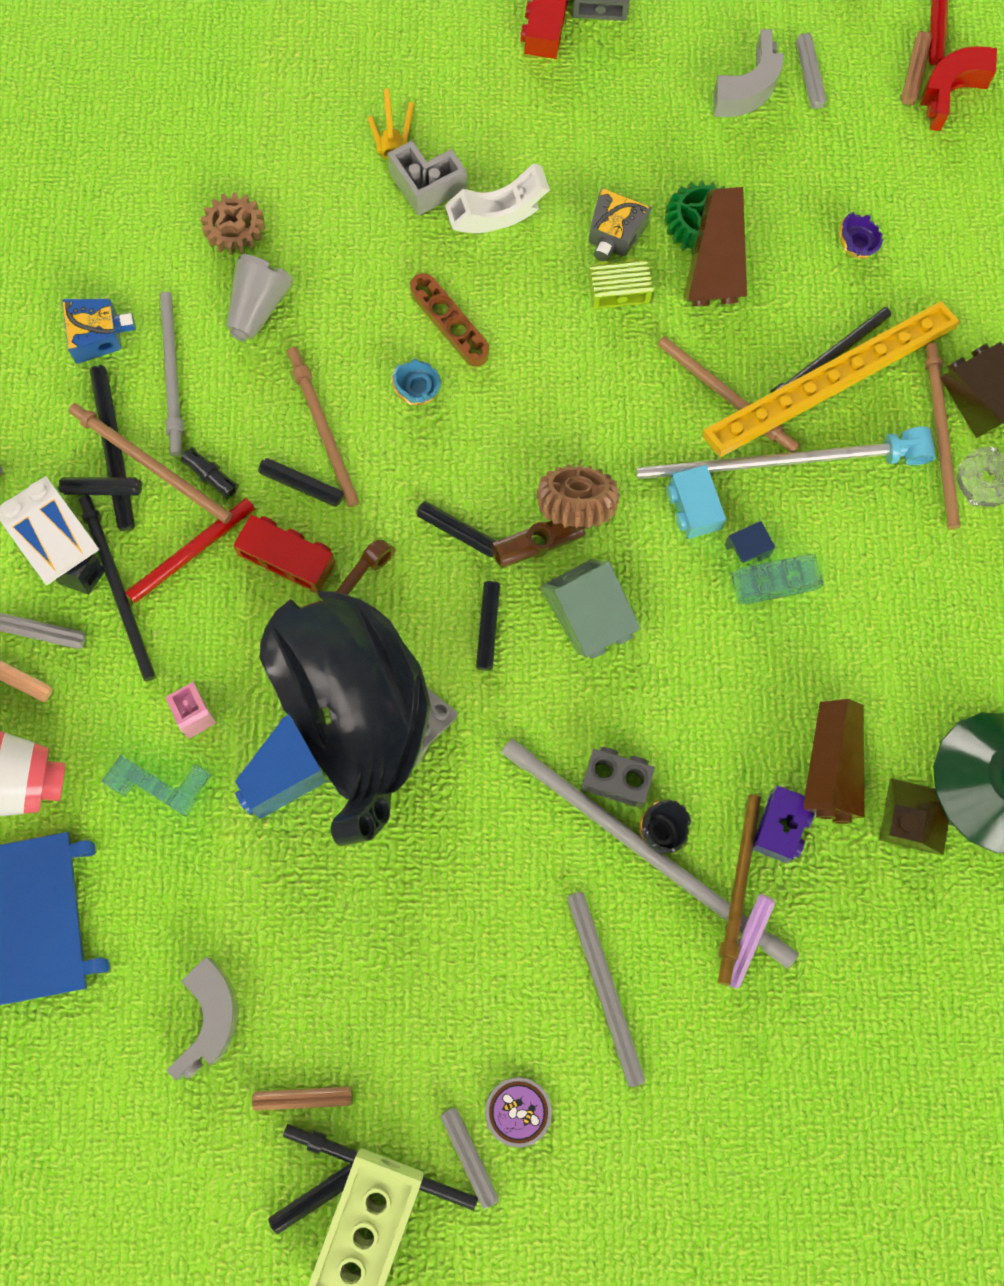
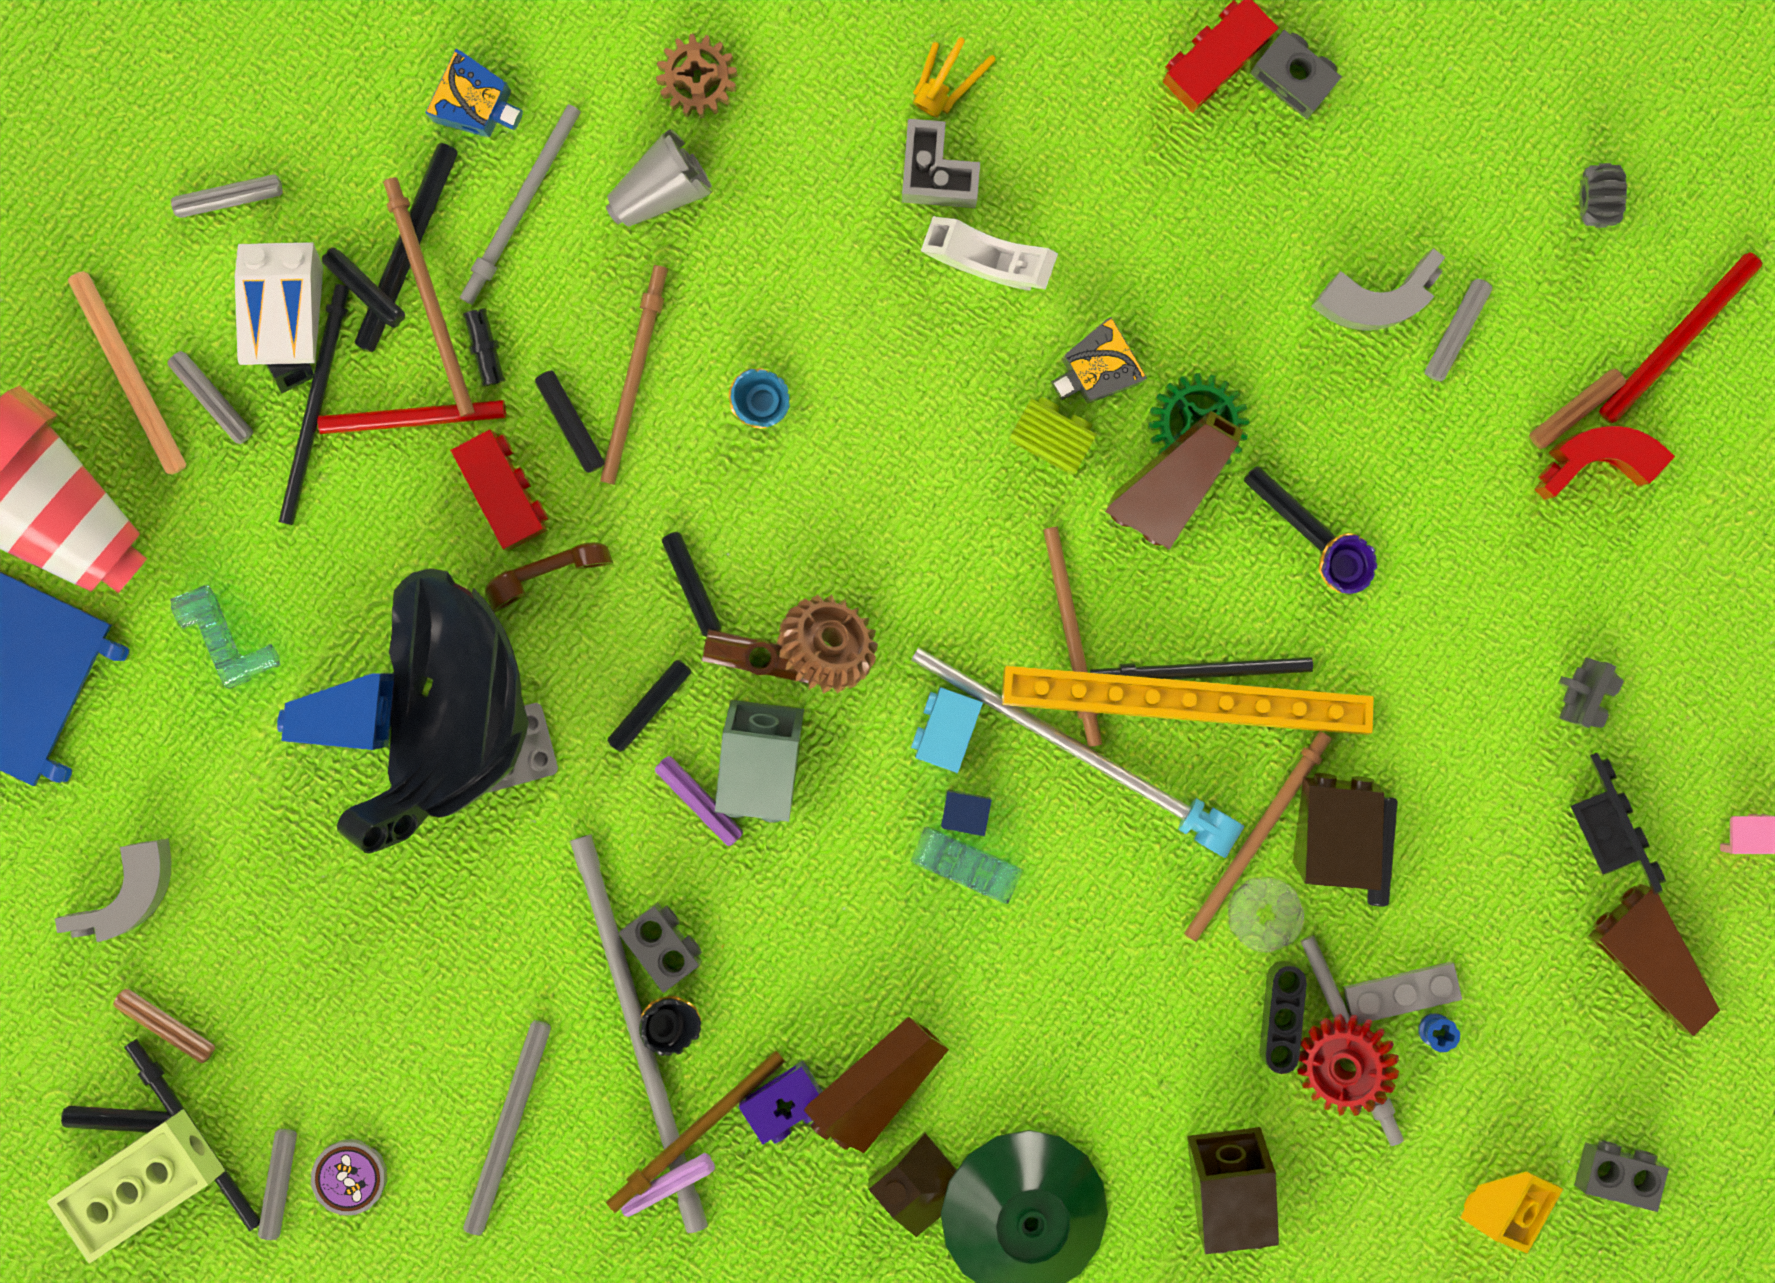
camera: 35 degrees right, 15 degrees up
(190, 710) = (301, 584): bright pink slope -> none
(452, 317) = (851, 347): dark orange beam -> none
(568, 664) = (698, 800): none -> medium lavender axle
(797, 231) = (1288, 508): none -> black axle

